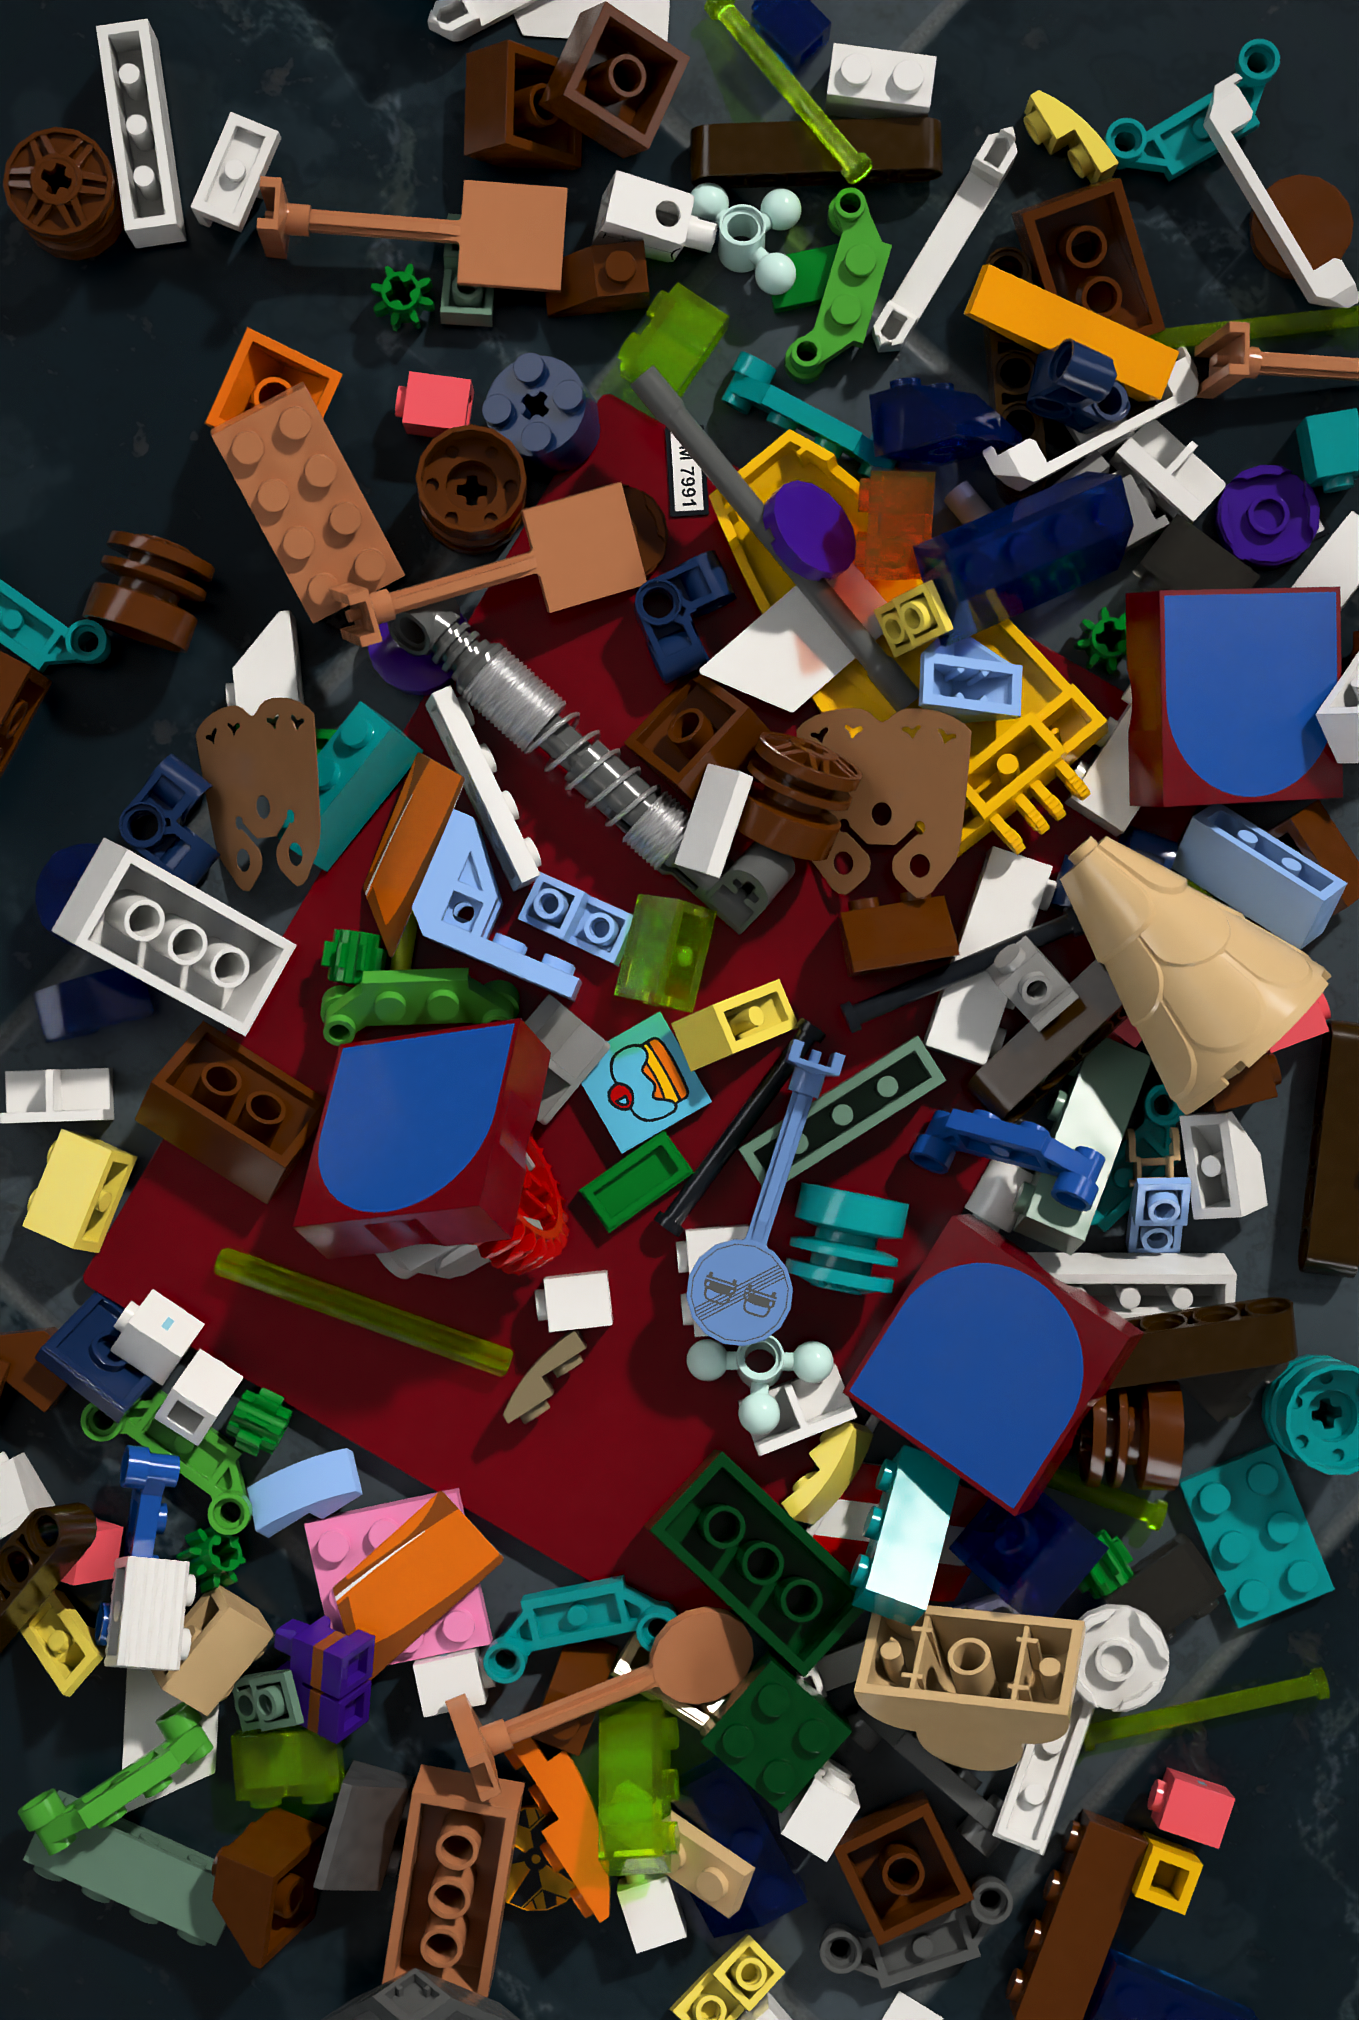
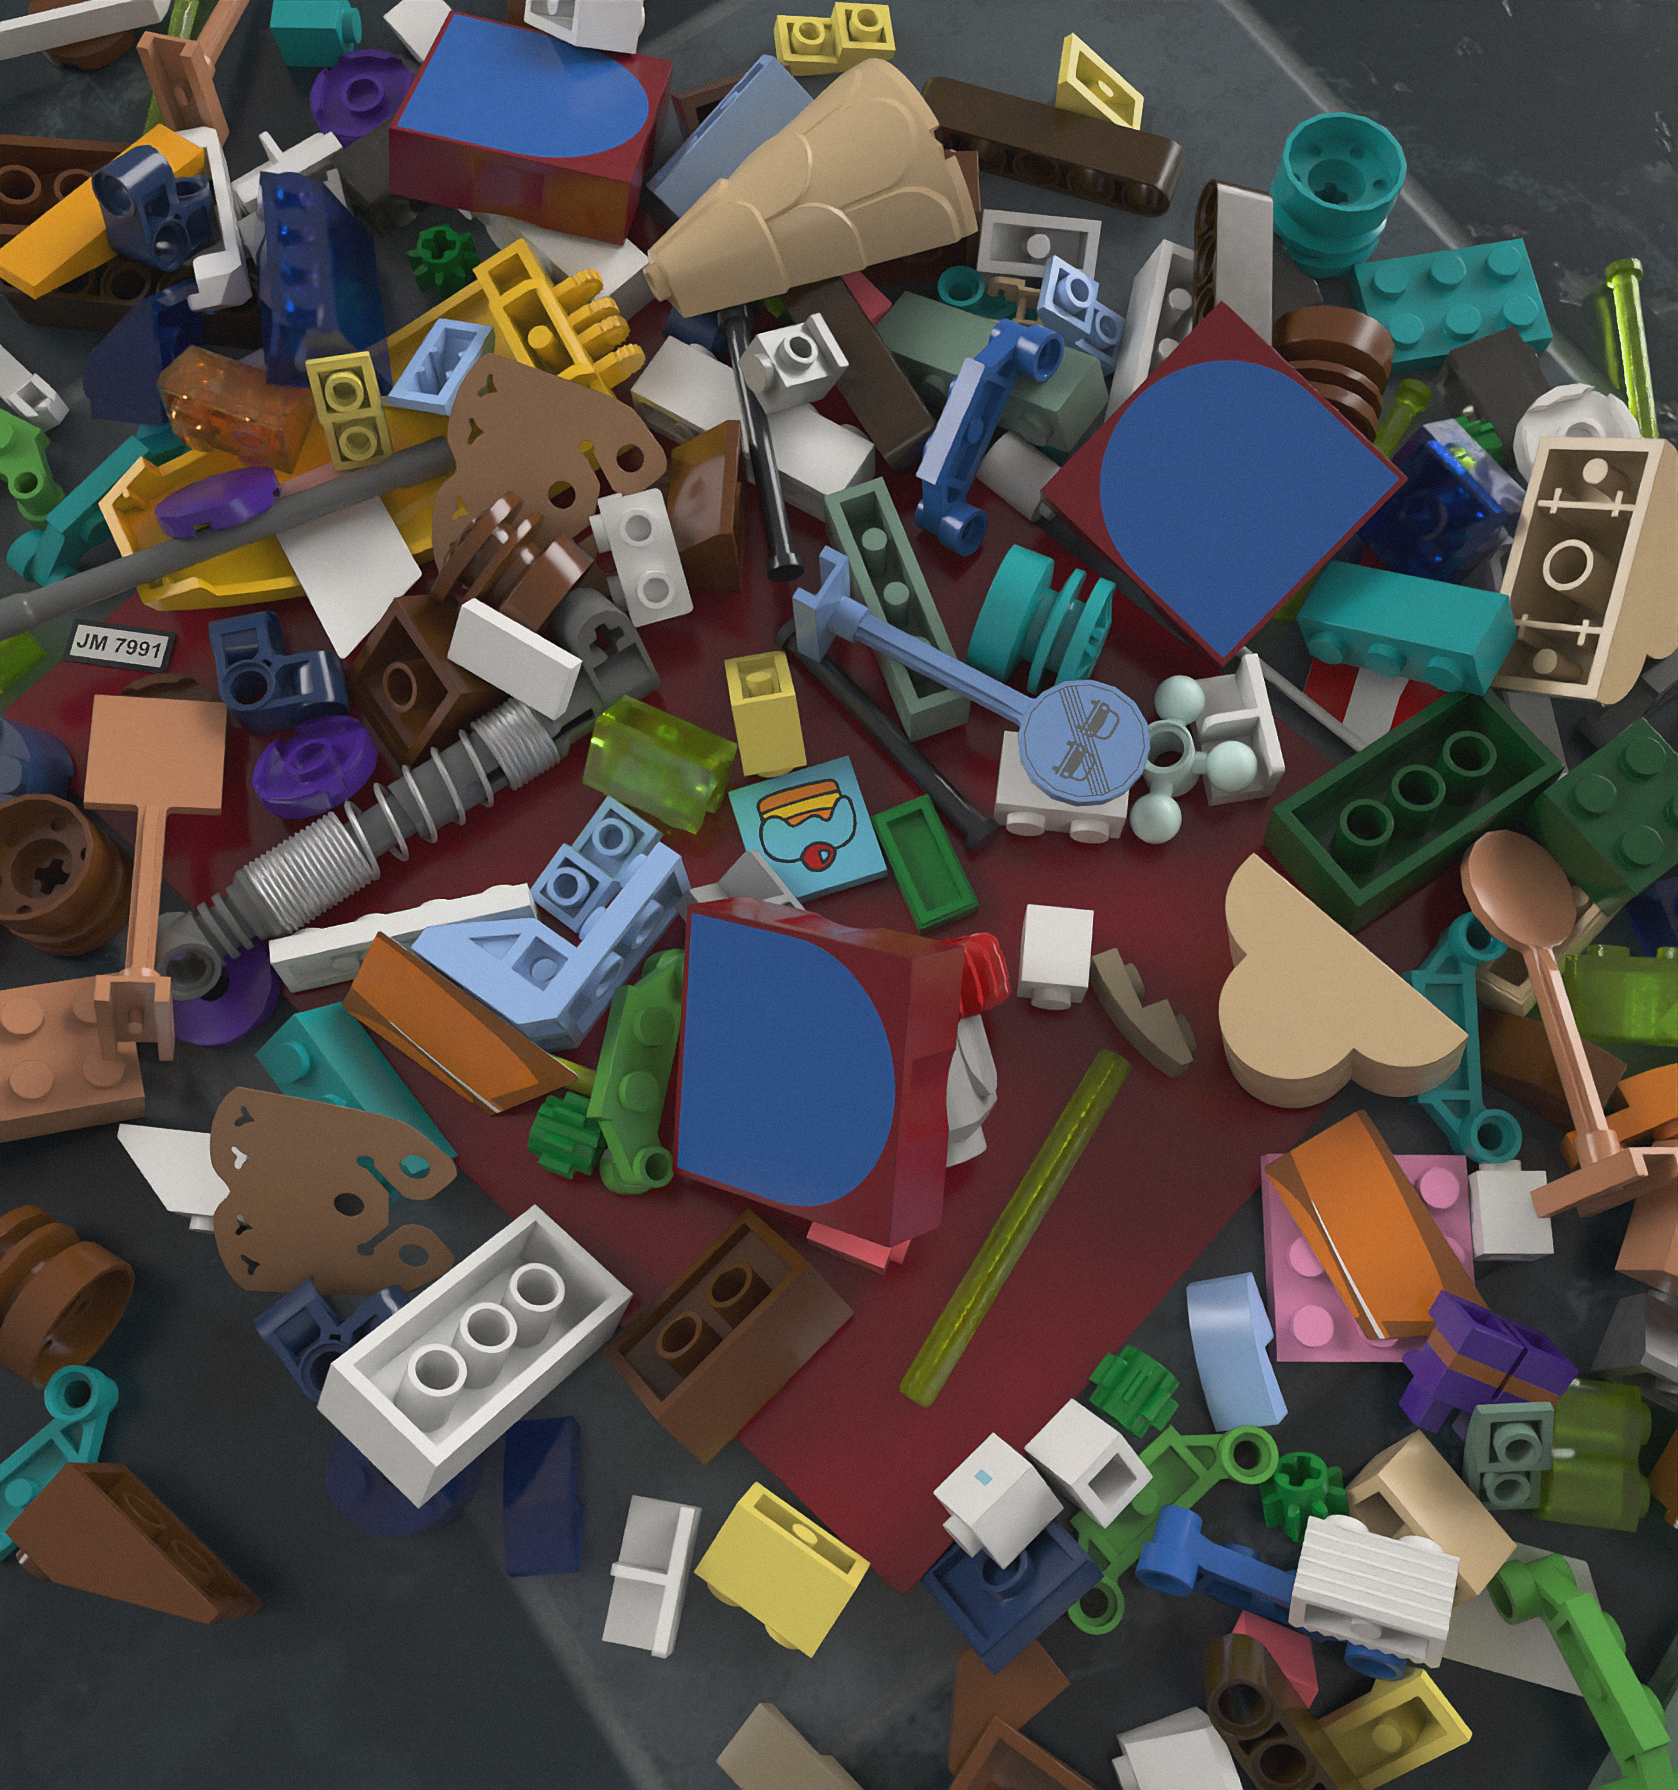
camera: 70 degrees left, 15 degrees down
(568, 1506) = (1319, 1006): none -> tan brick
(606, 674) = (315, 768): none -> dark purple tile
(836, 898) = (645, 556): none -> white bracket
(839, 1460) = (1297, 699): light yellow slope -> none

